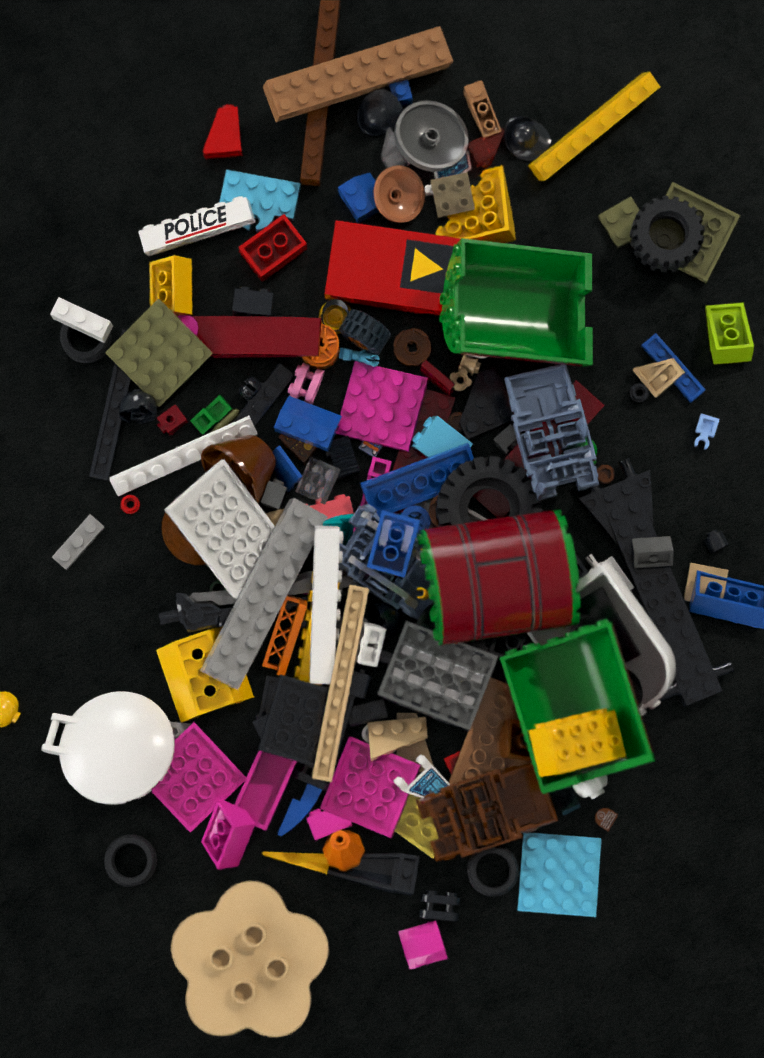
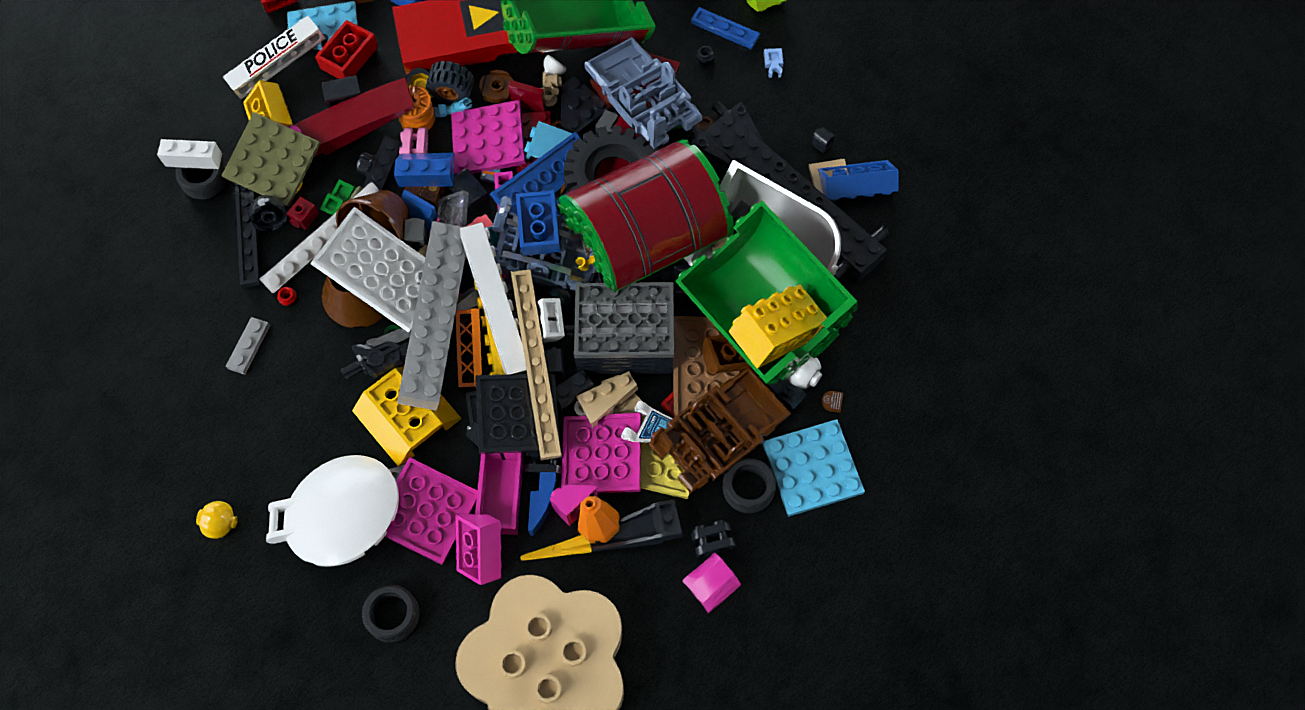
camera: 20 degrees left, 15 degrees down
(652, 552) = (774, 158): dark grey panel -> none
(659, 375) = (716, 33): tan wing -> none

